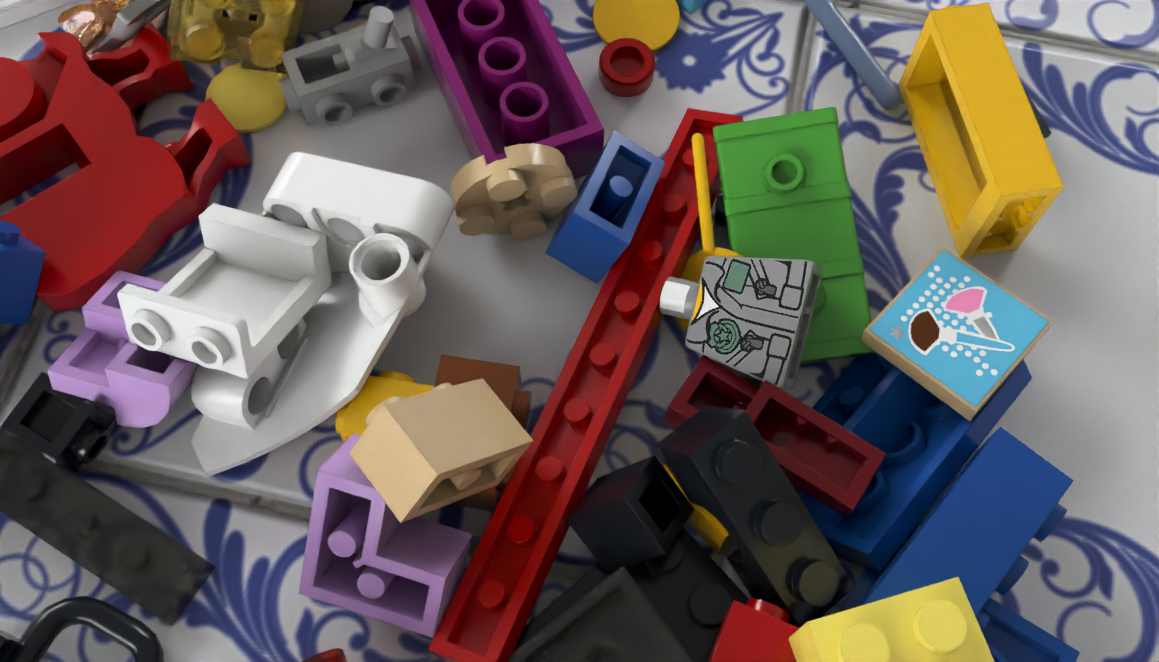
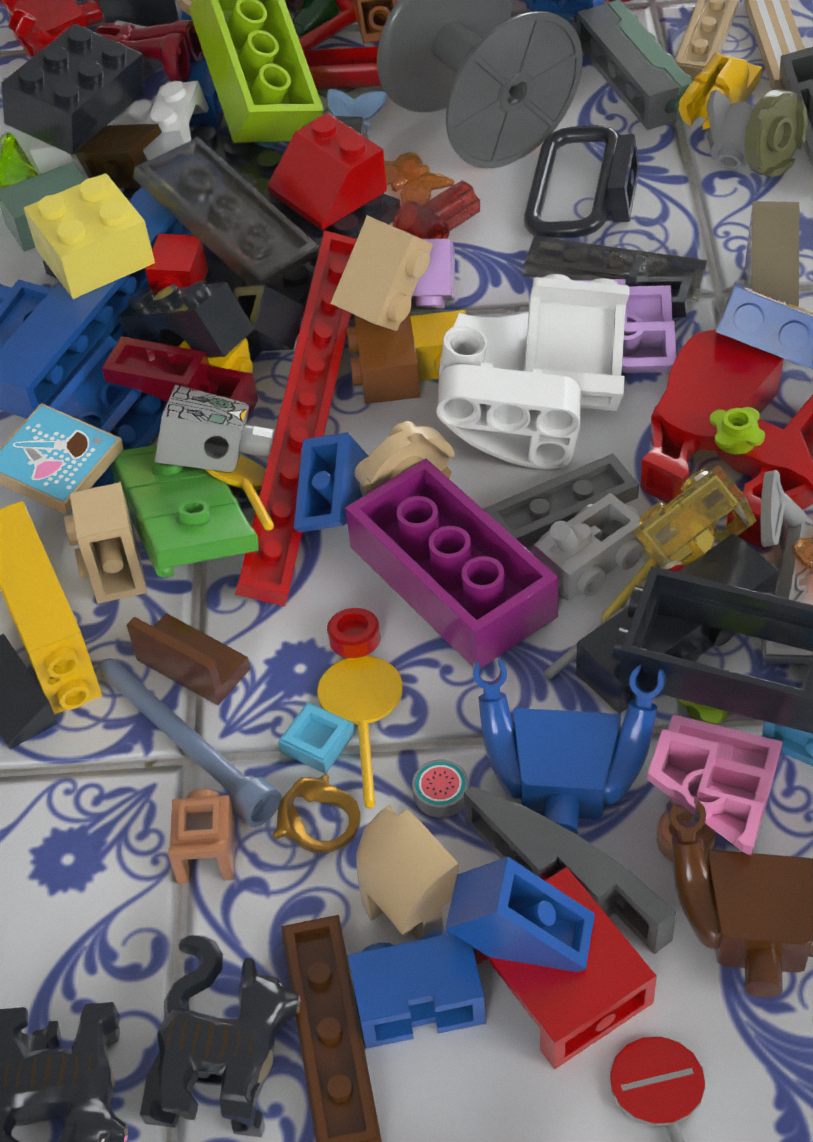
camera: 170 degrees right, 15 degrees down
(116, 114) = (737, 429): none -> lime plate
(369, 138) = (534, 511): none -> dark grey plate
(808, 68) = (188, 656): none -> reddish brown panel
(894, 185) = (106, 543): none -> tan brick

